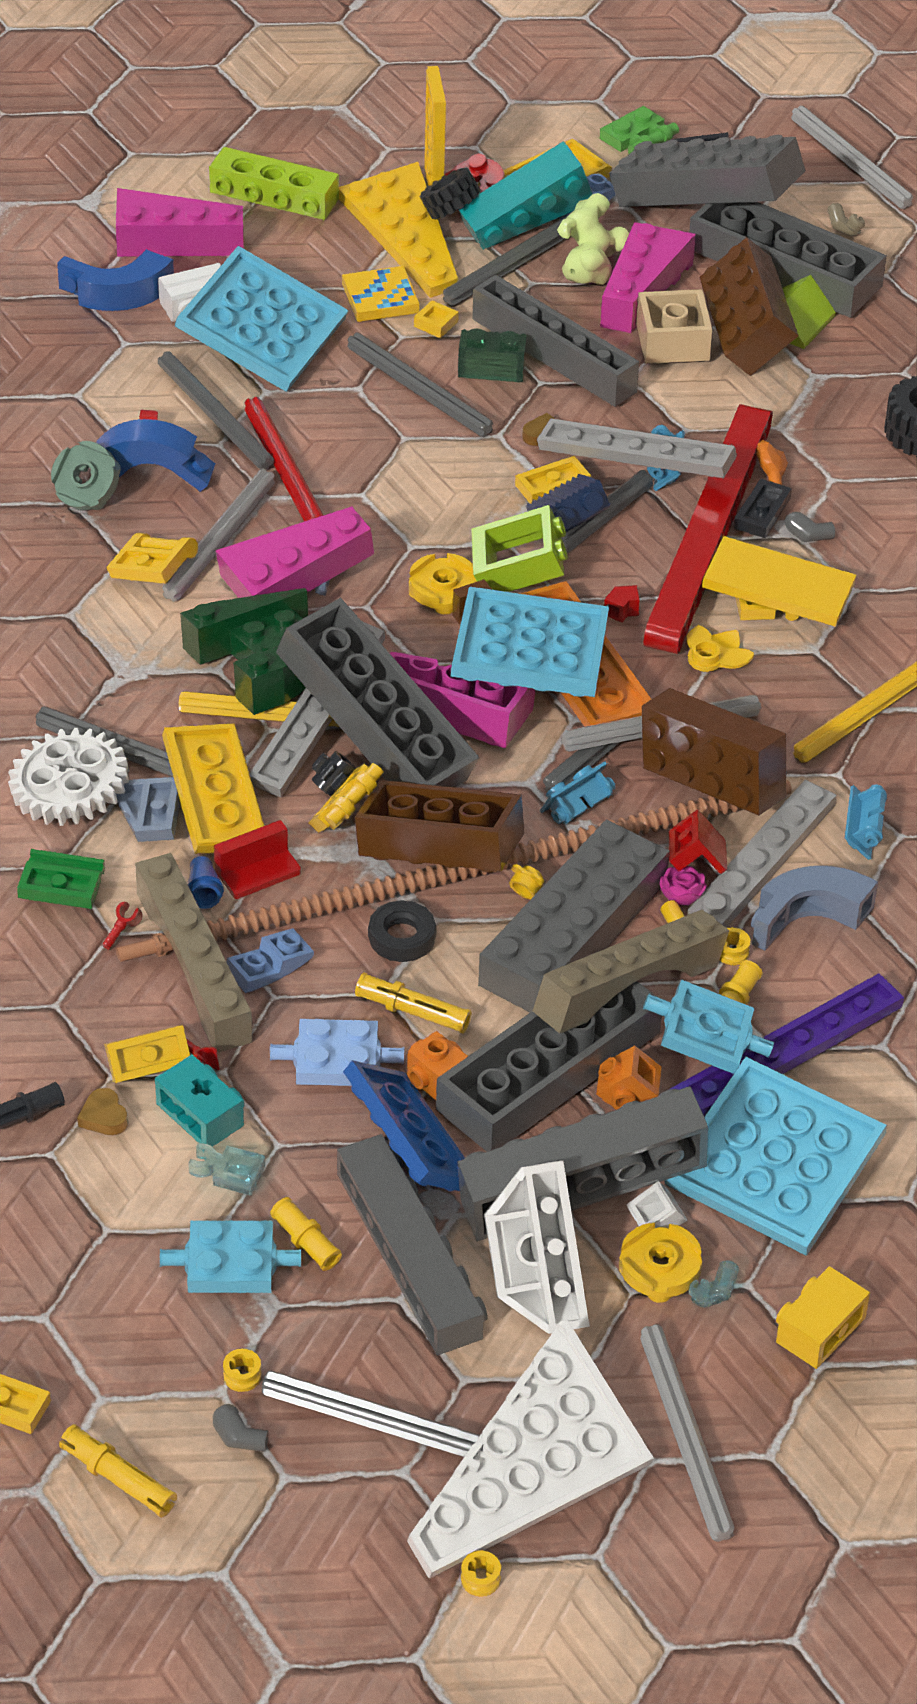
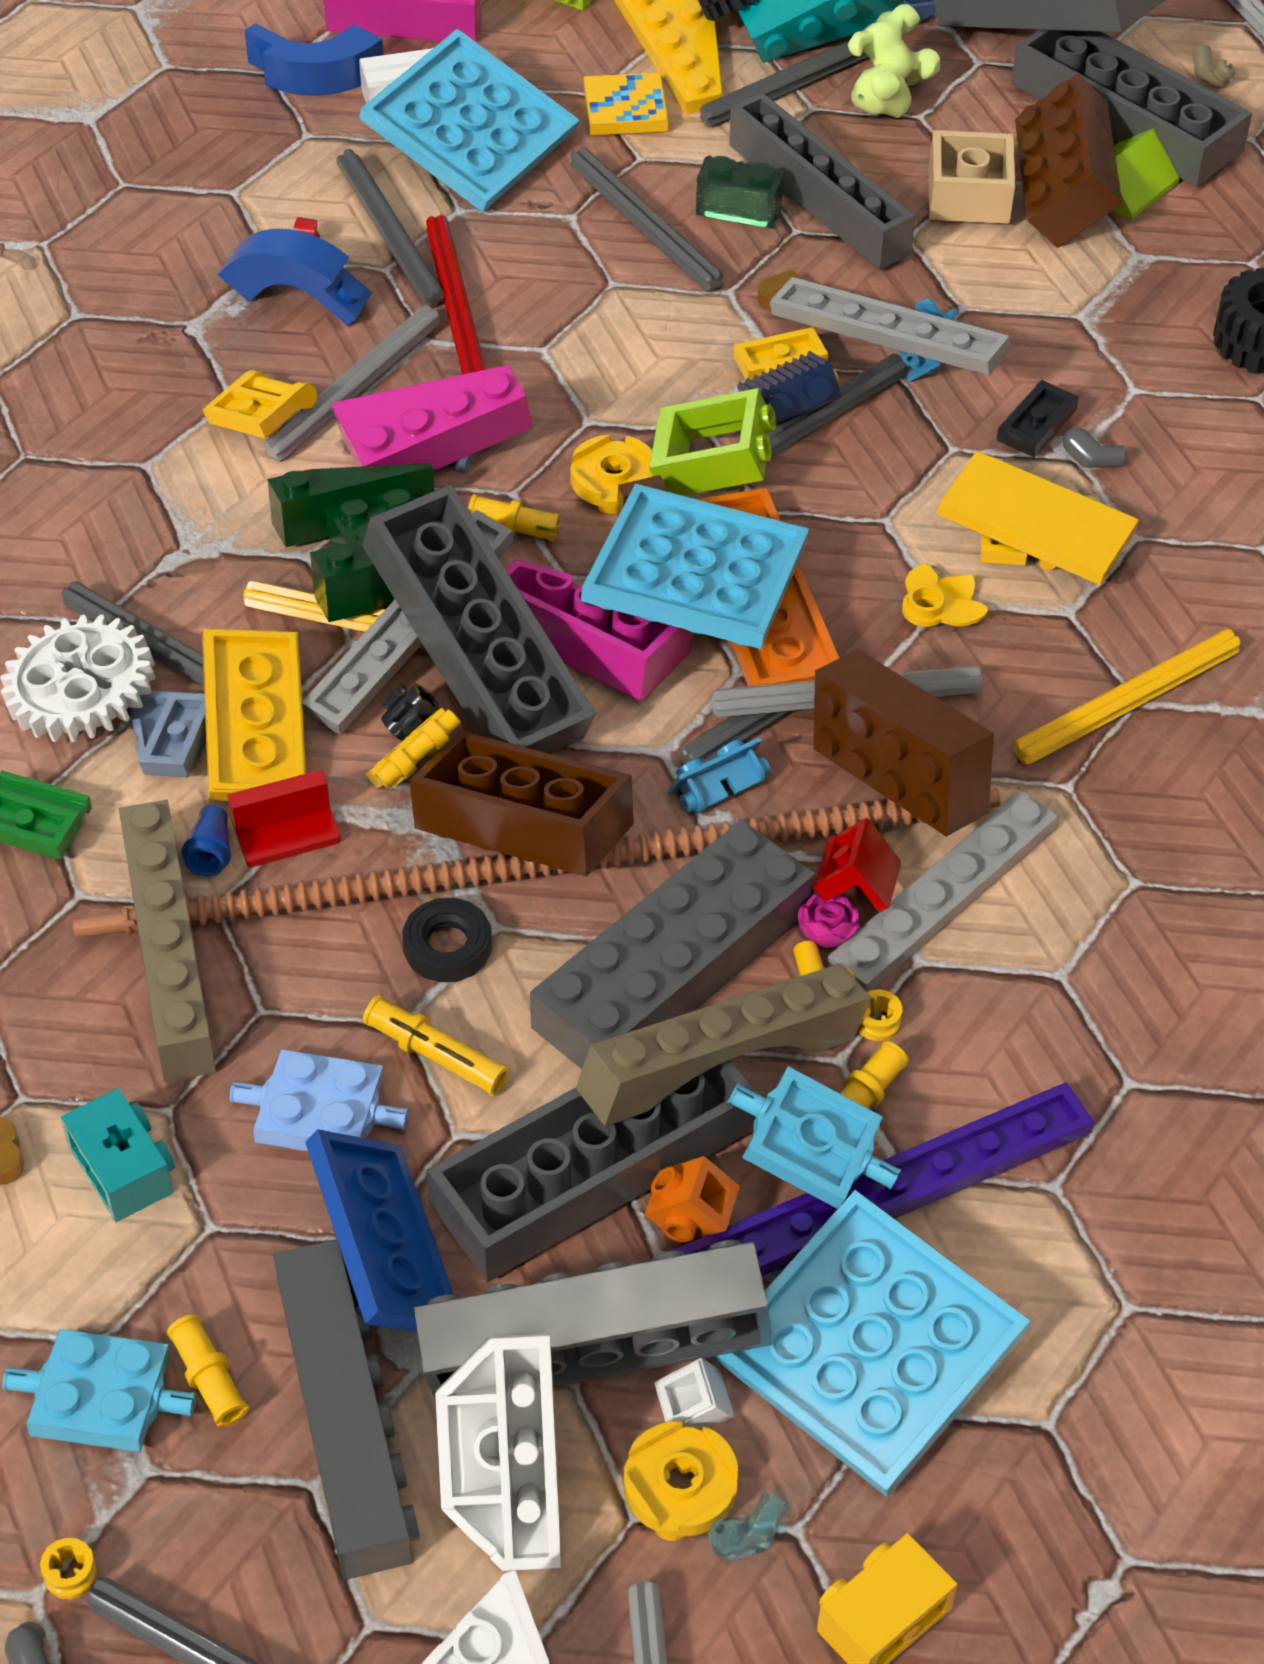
camera: 10 degrees right, 5 degrees up
(101, 485) = (224, 301): sand green plate -> none
(122, 923) = (92, 882): red hand -> none
(146, 1053) = (68, 1075): yellow plate -> none
(205, 1055) = (140, 1088): red hand -> none
(232, 1170) = (135, 1261): clear light blue plate -> none
(275, 958) = (275, 958): medium blue slope -> none
(392, 625) = (518, 518): none -> yellow pin
(430, 1060) = (435, 1134): orange brick -> none
(436, 319) = (683, 140): yellow plate -> none
(526, 881) = (623, 889): yellow plate -> none
(622, 602) = (832, 523): red piece -> none
(648, 263) = (955, 95): dark pink wedge -> none
(709, 523) = (968, 427): red beam -> none
(772, 461) = (1061, 359): orange rock -> none
(812, 892) = (997, 951): sand blue arch -> none
(865, 818) = (1087, 855): dark azure hinge -> none

